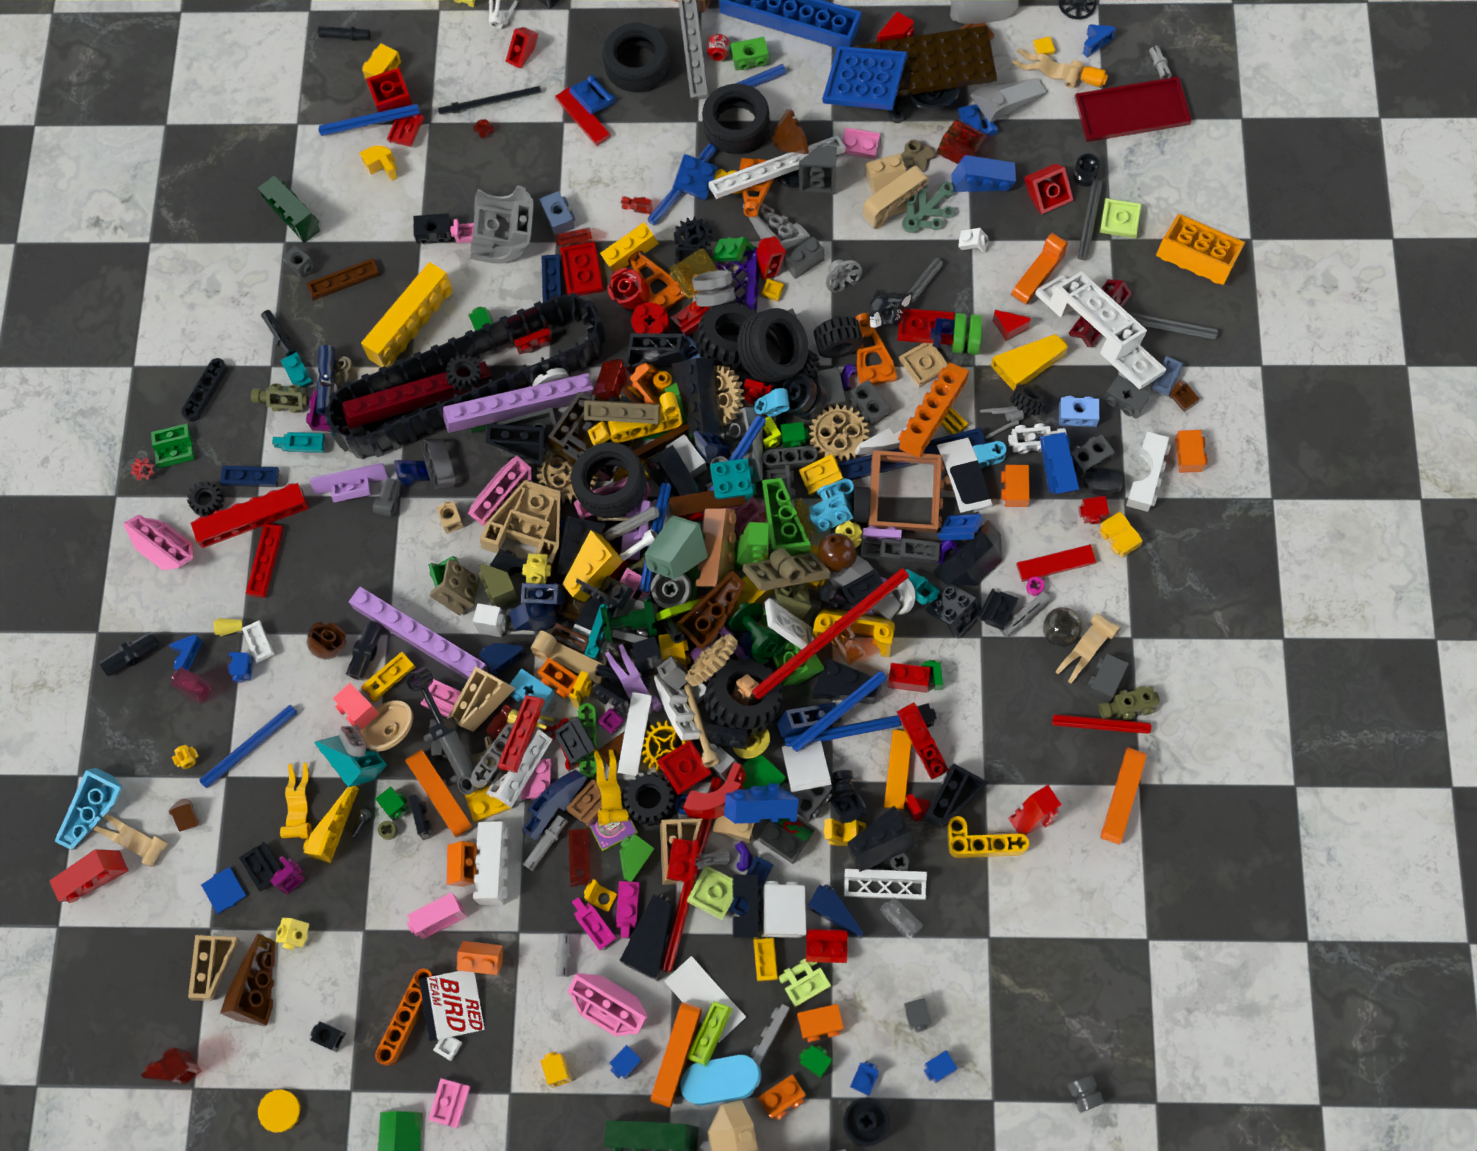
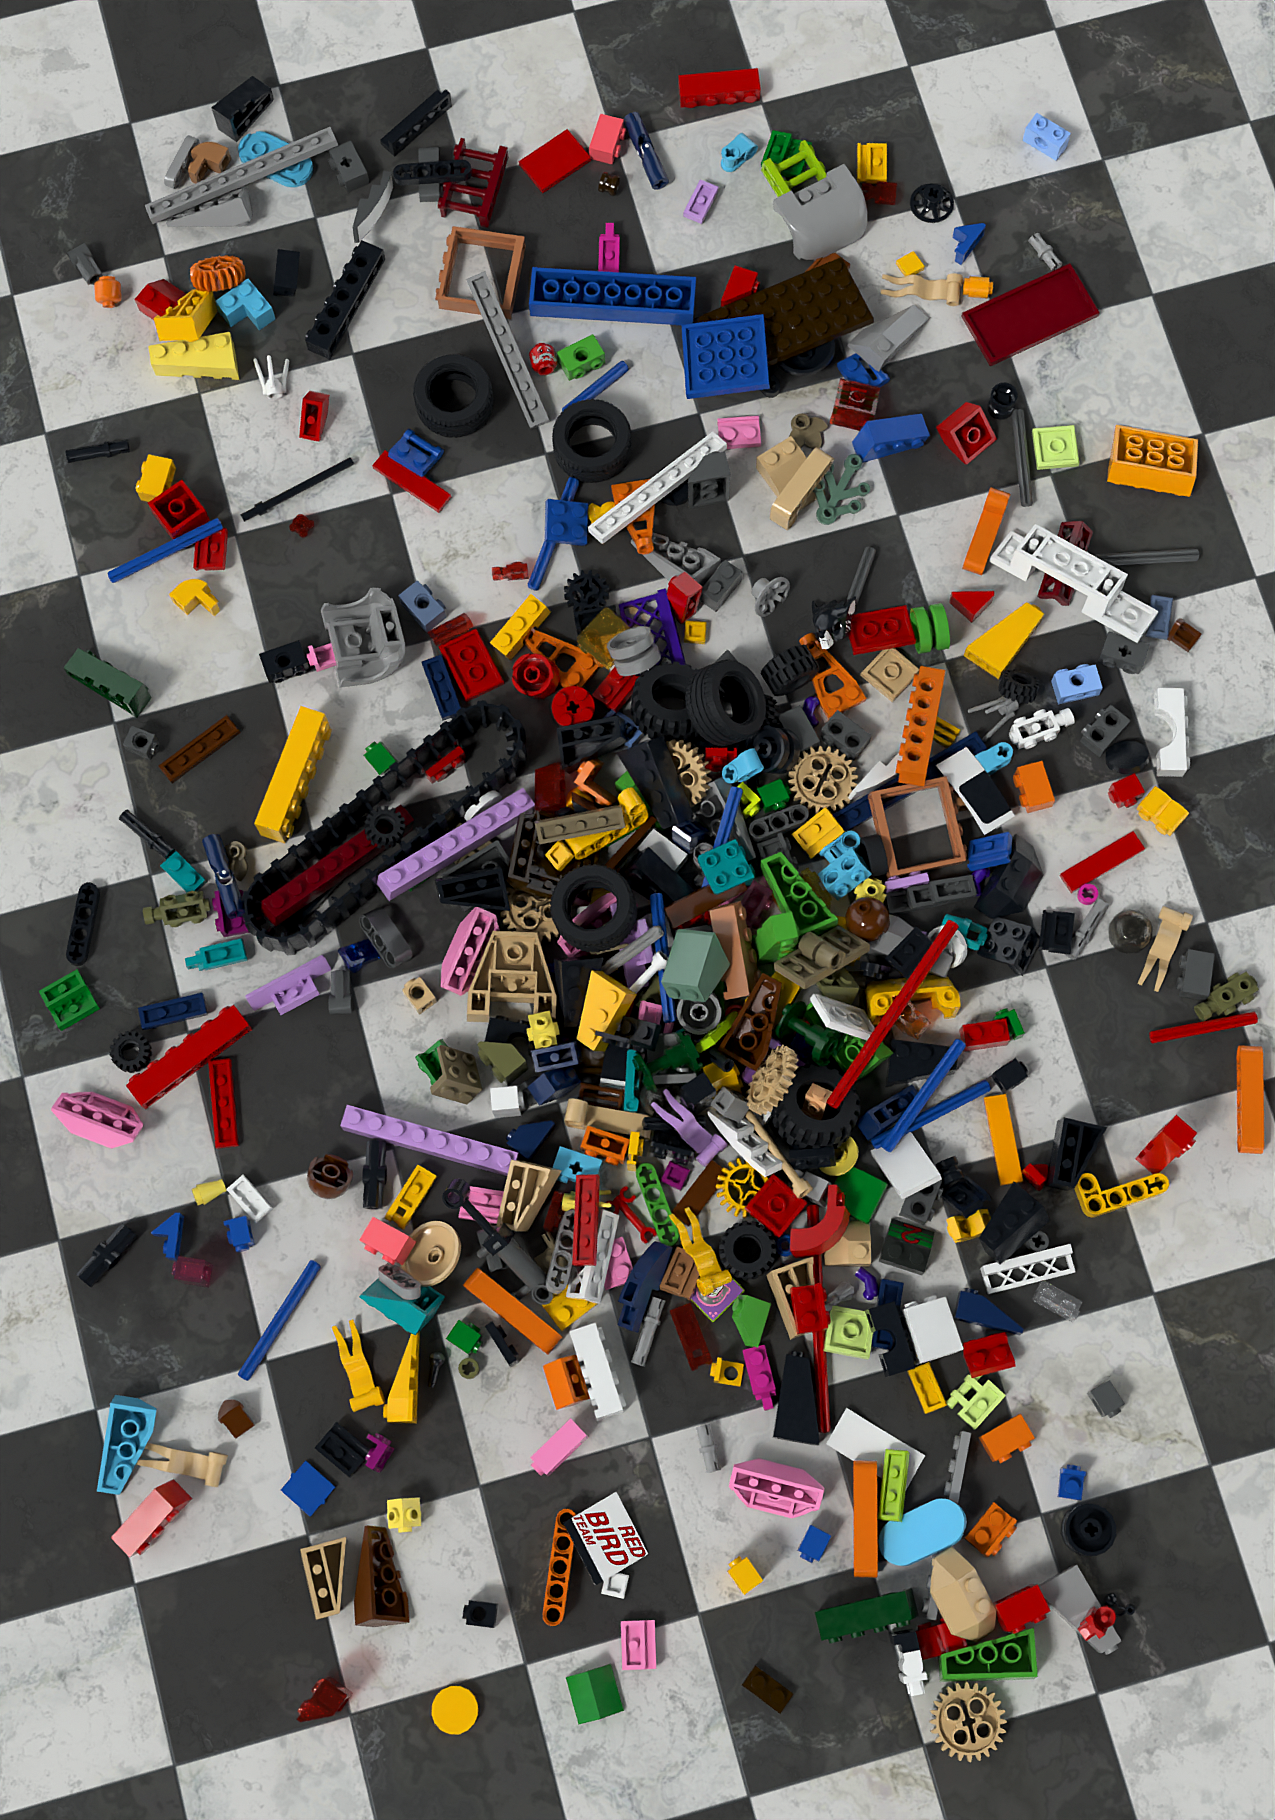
camera: 20 degrees left, 5 degrees up
(137, 467) = (45, 1037): red gear -> none
(185, 756) = (213, 1353): yellow gear -> none
(479, 957) = (620, 1478): orange brick -> none
(575, 741) = (645, 1210): black plate -> none
(593, 924) = (730, 1405): dark pink hinge -> none
(634, 733) = (708, 1183): white slope -> none
(661, 381) = (605, 780): light orange brick -> none
(731, 249) = (637, 598): green bracket -> none
(760, 803) = (872, 1222): blue wedge -> none
(789, 135) = (661, 448): reddish brown wedge -> none
(815, 1060) = (1014, 1480): green brick -> none
(922, 741) = (1022, 1102): red slope -> none
(939, 1067) = (1146, 1448): blue brick -> none
(942, 325) = (899, 628): clear blue bracket -> none
(973, 239) = (901, 514): white bracket -> none
(1058, 463) = (1075, 751): blue wedge -> none
(1190, 451) = (1209, 696): orange brick -> none

